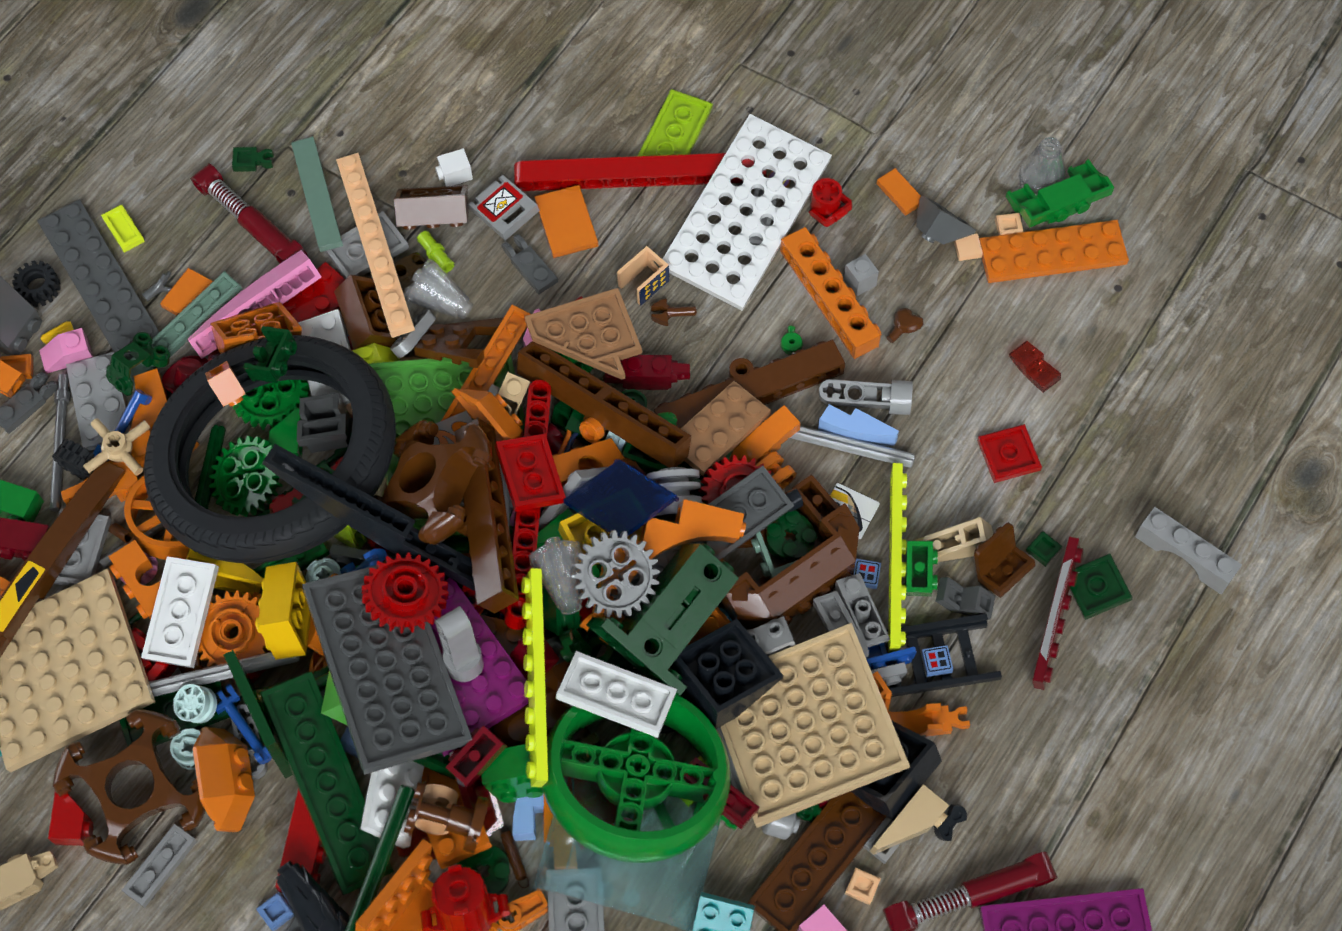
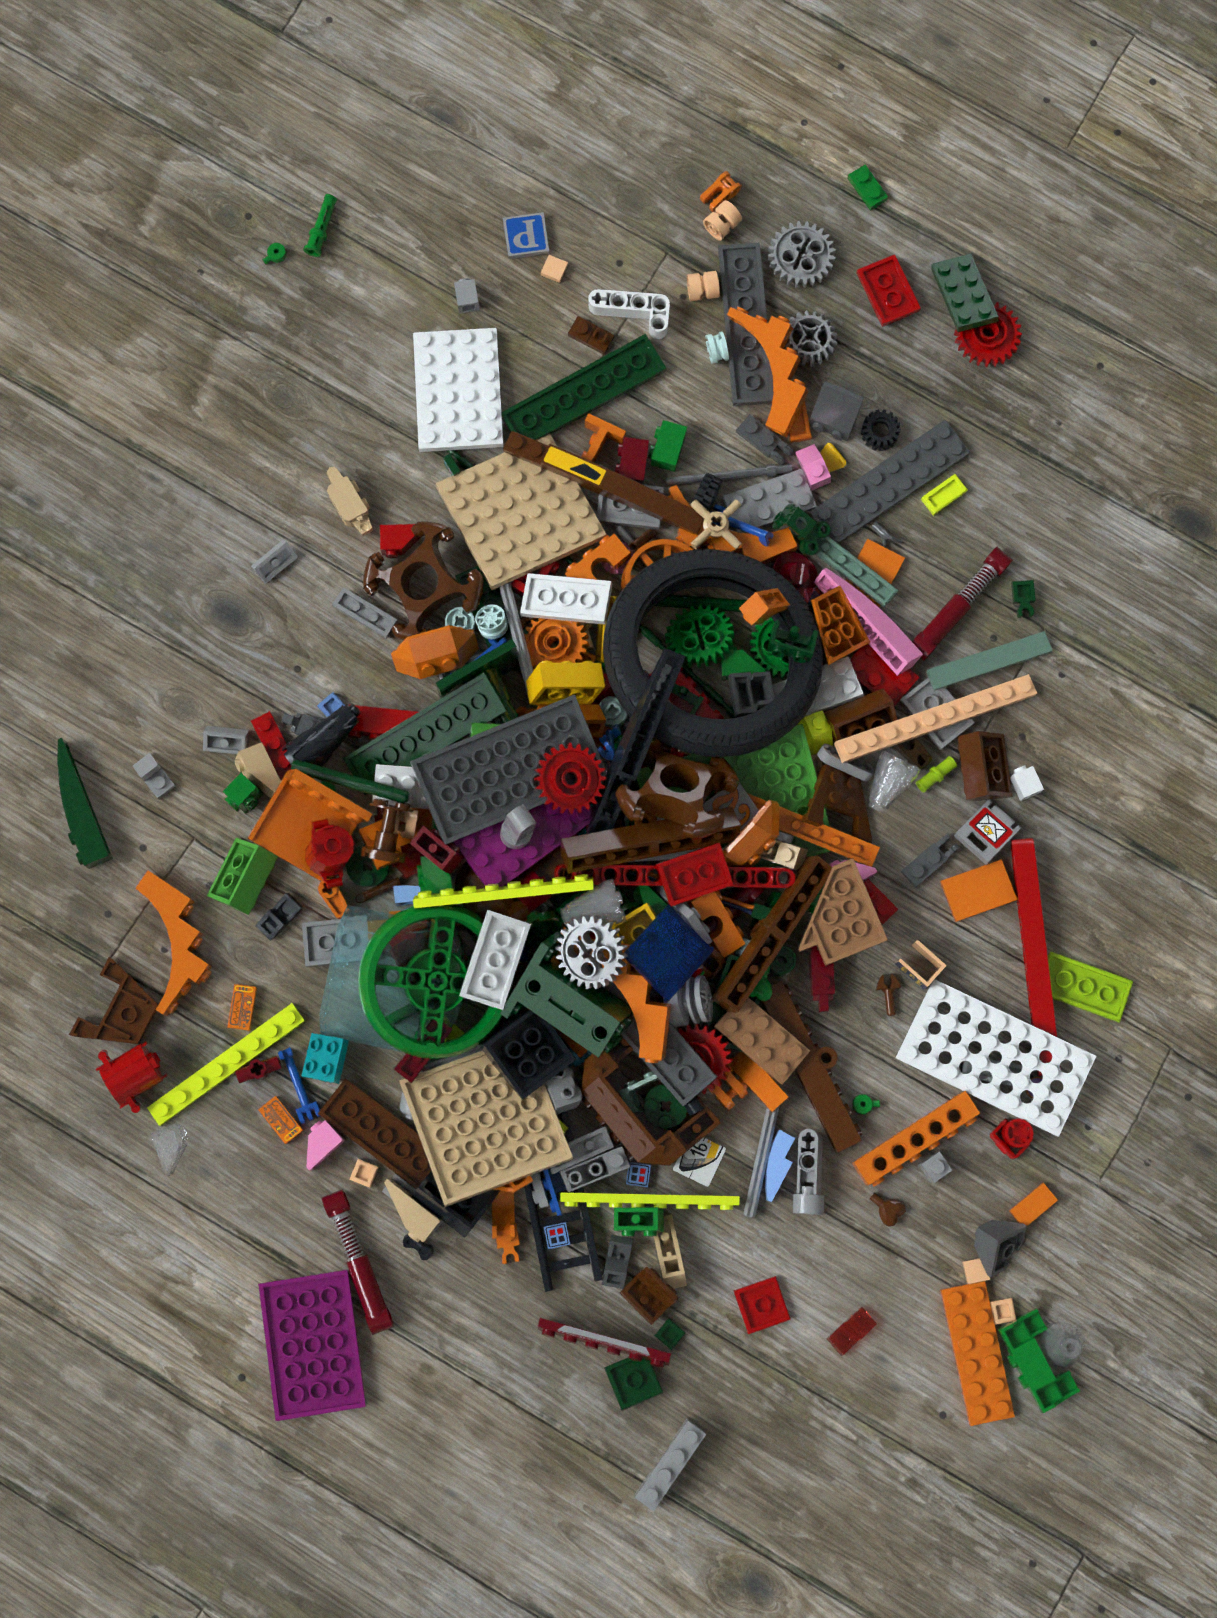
camera: 85 degrees right, 15 degrees up
(591, 430) = (752, 926): orange tile -> none

